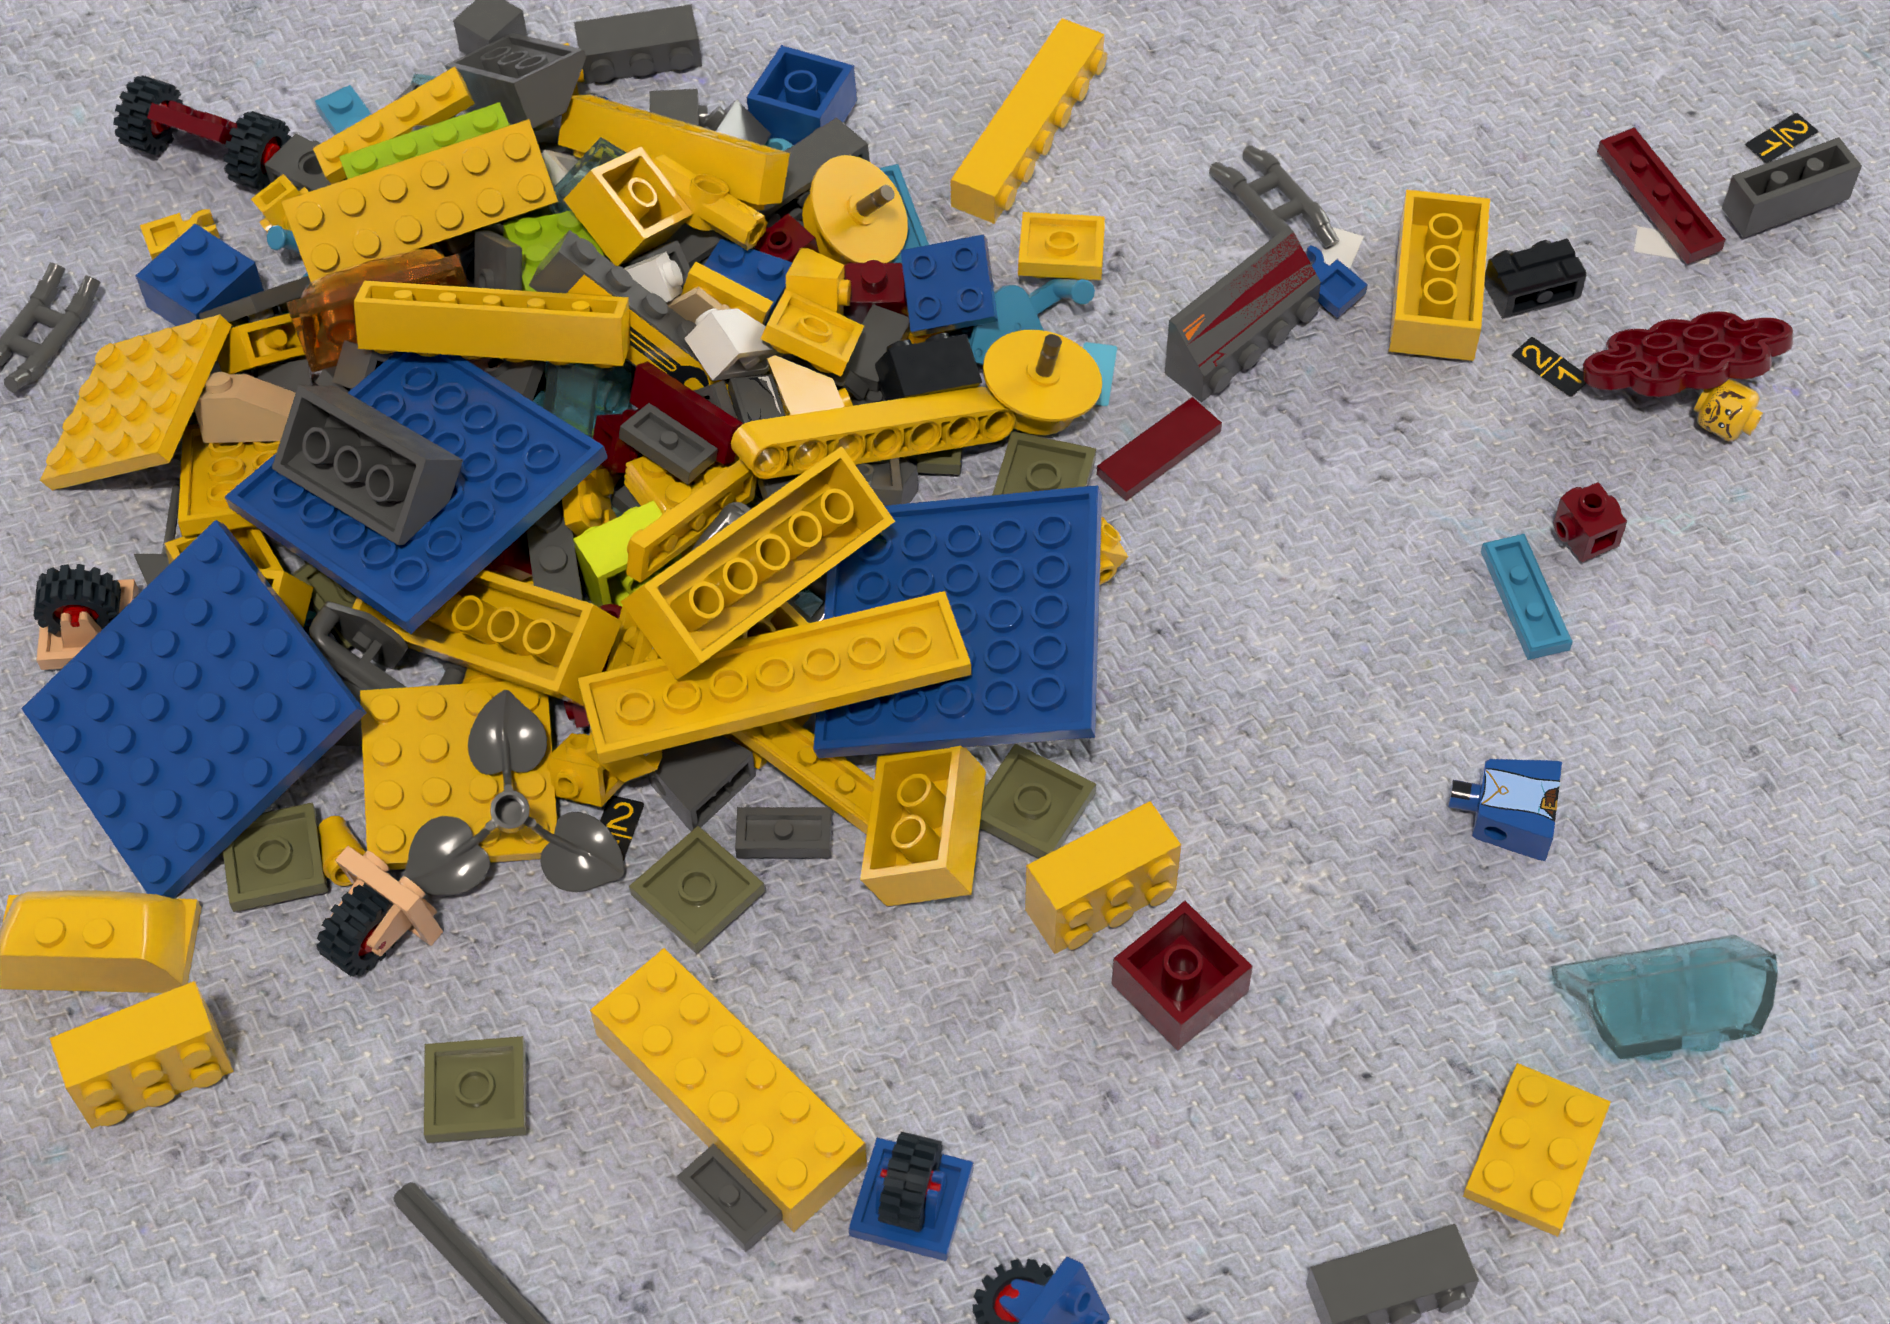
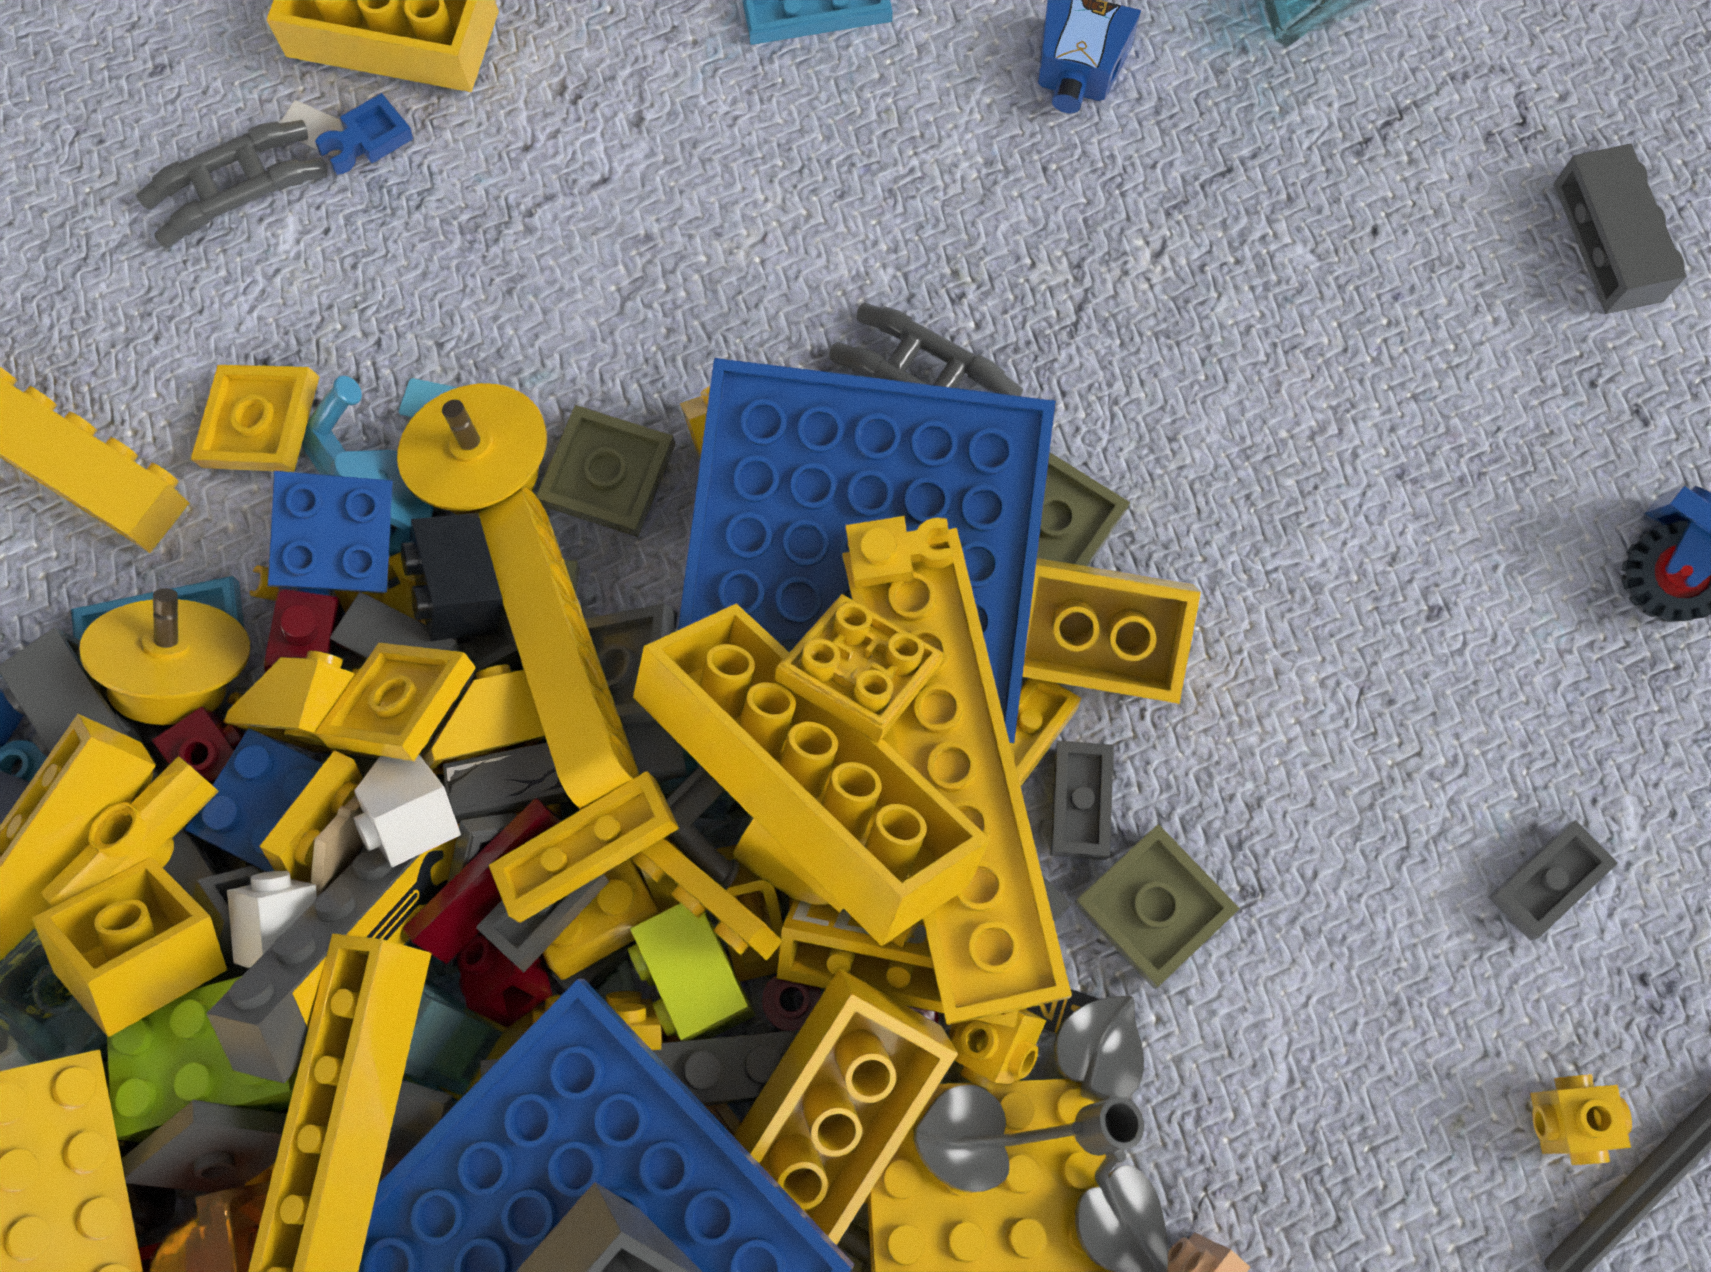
camera: 85 degrees left, 15 degrees up
(475, 1089) = (1426, 1185): olive plate -> none
(524, 1201) = (1581, 1120): none -> yellow brick
(703, 448) = (583, 847): none -> yellow plate
(729, 1087) = (1426, 877): yellow brick -> none
(841, 593) = (859, 667): none -> yellow tile
(911, 1196) = (1549, 681): blue plate -> none
(946, 617) = (885, 551): none -> yellow plate
(1102, 878) = (1178, 441): yellow brick -> none
(1159, 448) = (574, 343): dark red tile -> none
(1169, 721) = (913, 338): none -> dark grey piece
(1181, 975) = (1290, 377): dark red brick -> none
(1242, 316) = (414, 223): dark grey slope -> none
(1537, 1149) = (1460, 91): yellow plate -> none

